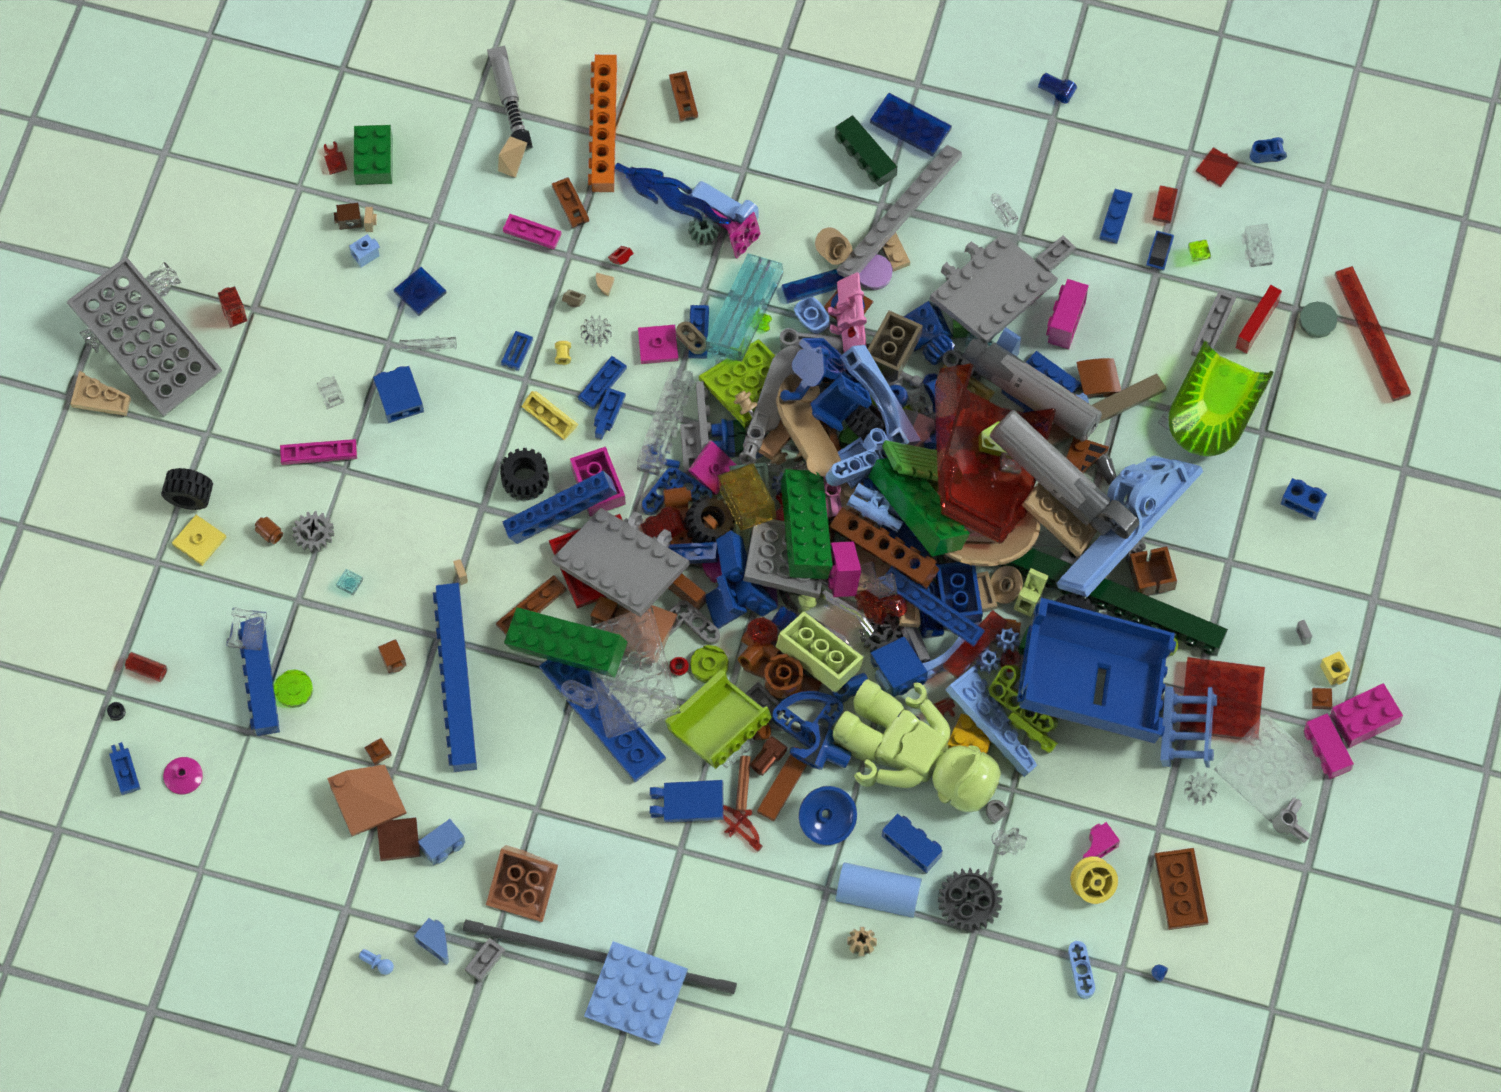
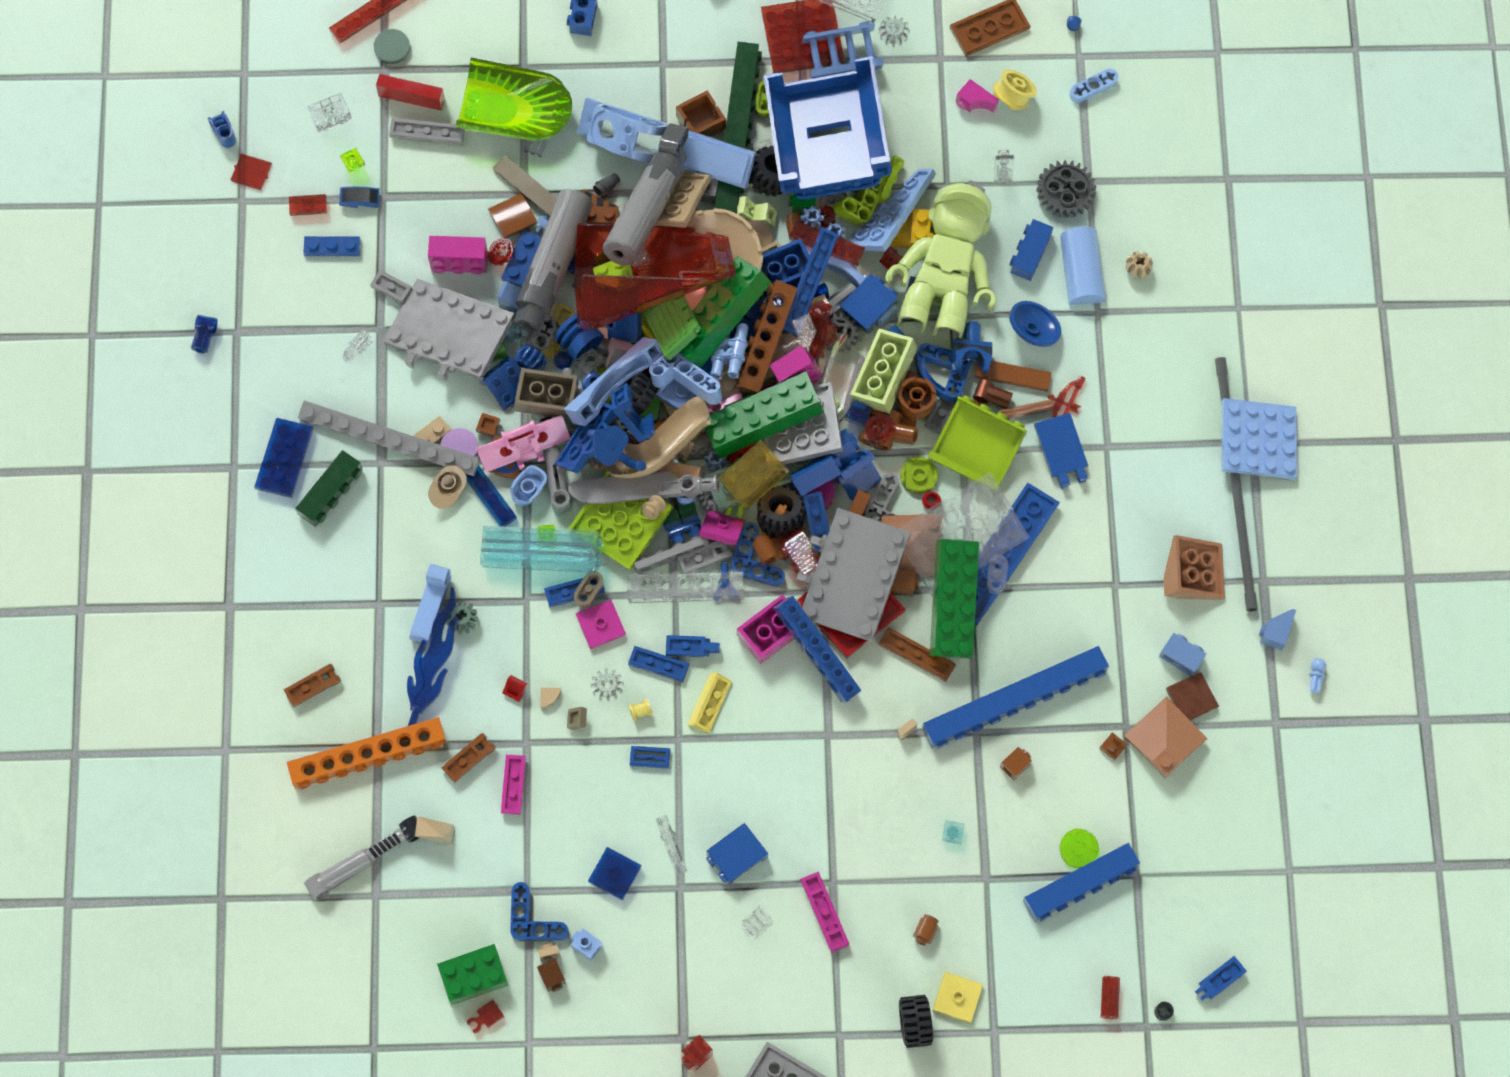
camera: 110 degrees left, 5 degrees up
(189, 781) = (1199, 931): dark pink dish -> none
(253, 629) = (1040, 900): clear plate -> none
(306, 527) = (920, 882): light grey gear -> none
(405, 209) = (524, 922): none -> blue beam
(485, 960) = (1278, 579): light grey plate -> none
(521, 460) = (790, 686): black tyre -> none
(741, 234) = (456, 580): dark pink piece -> none
(886, 299) = (488, 425): none -> dark orange plate
(1067, 356) = (494, 251): none -> clear red gear

